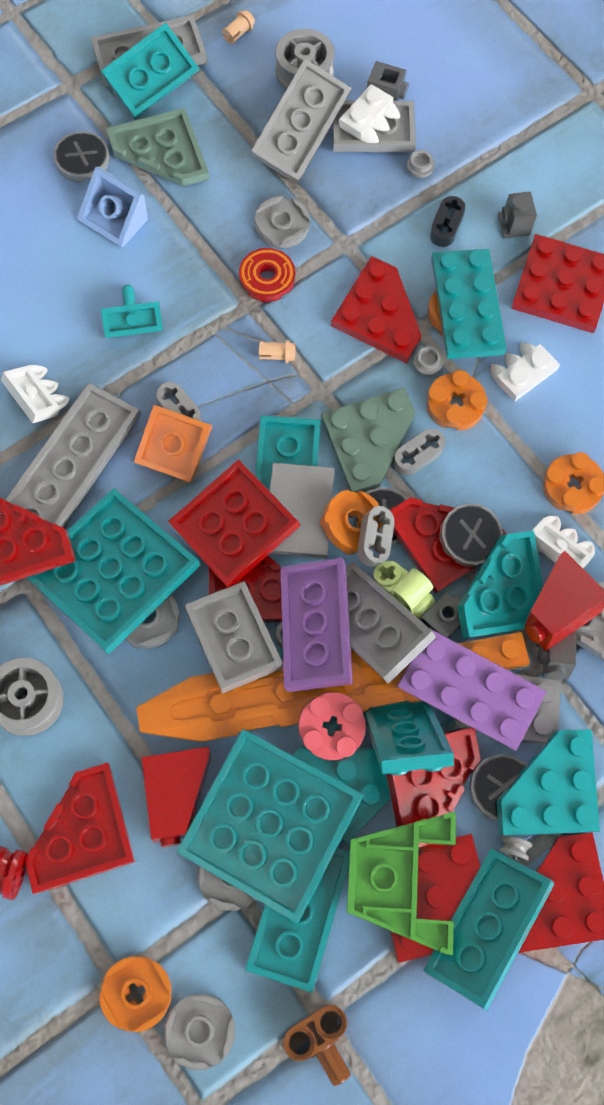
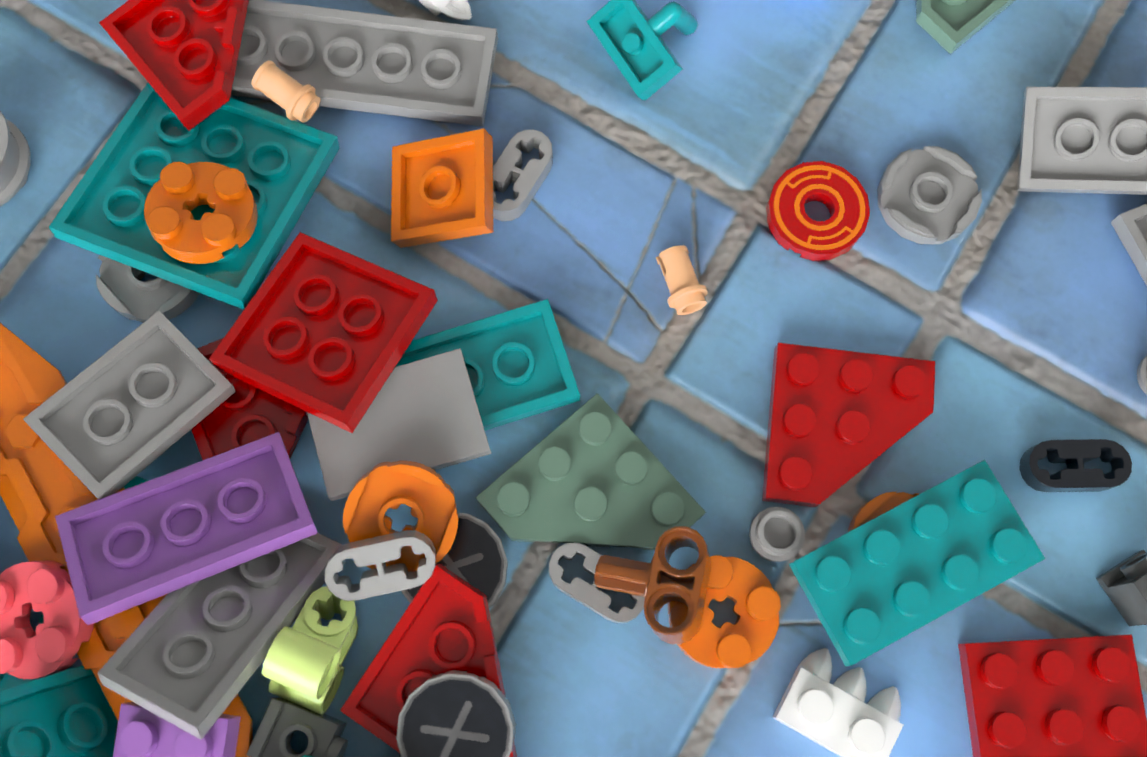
camera: 70 degrees right, 5 degrees up
(77, 501) = (285, 91): none -> light nougat pin
(122, 552) = (197, 184): none -> orange plate
(434, 413) = (662, 582): none -> dark orange beam

